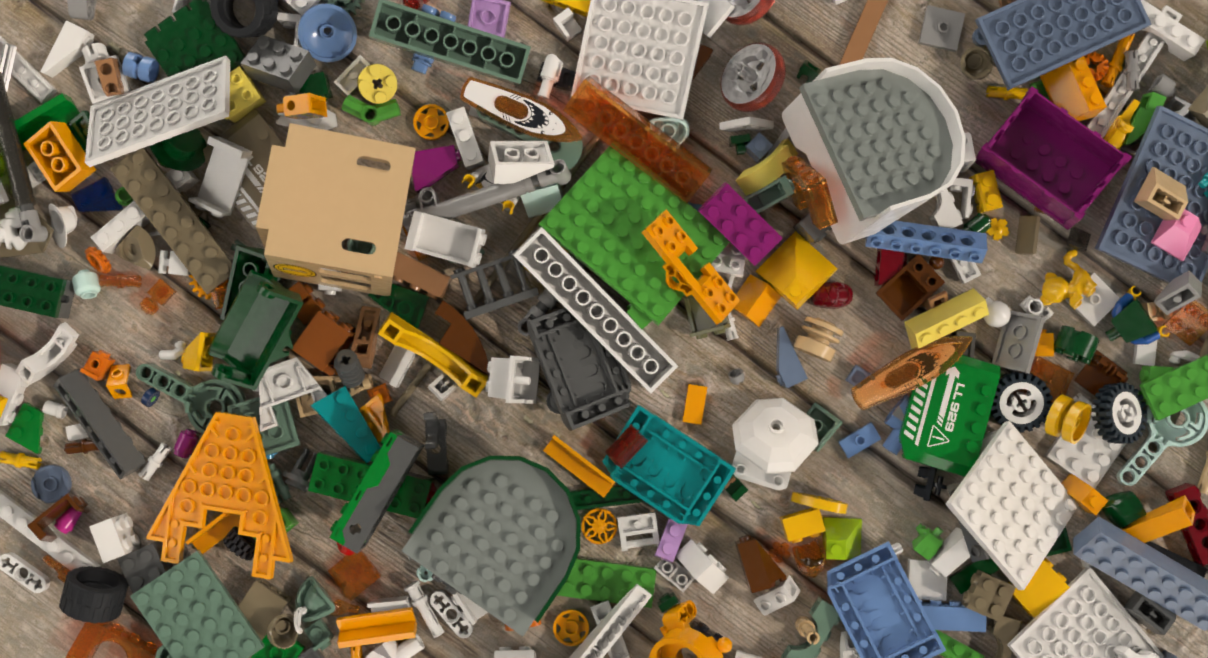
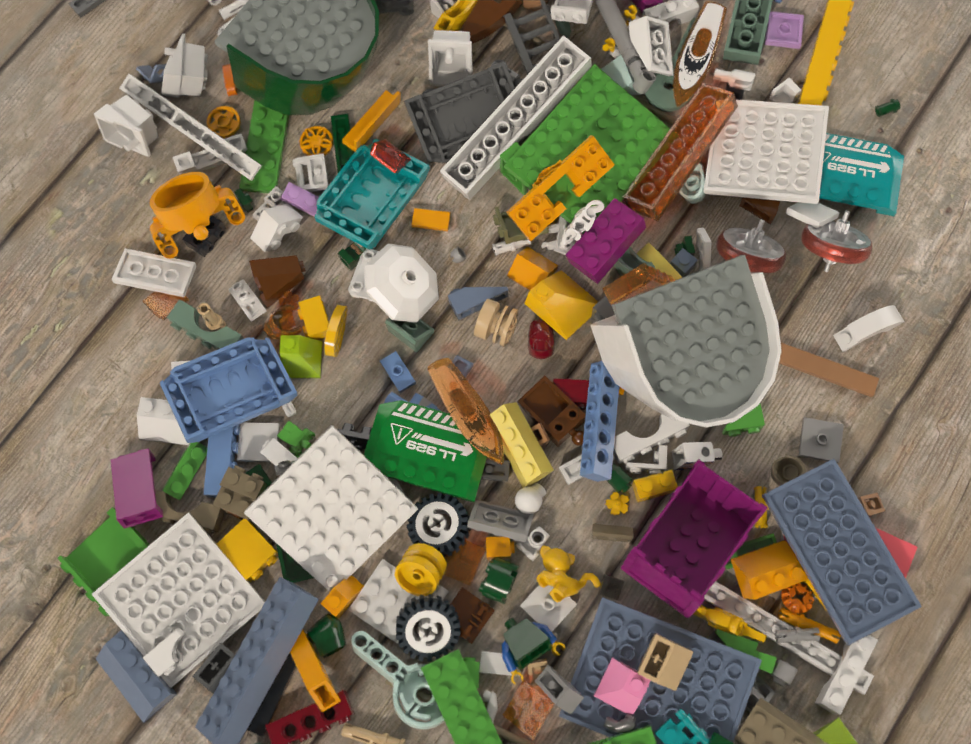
camera: 90 degrees right, 15 degrees down
(723, 246) = (582, 221): none -> white animal

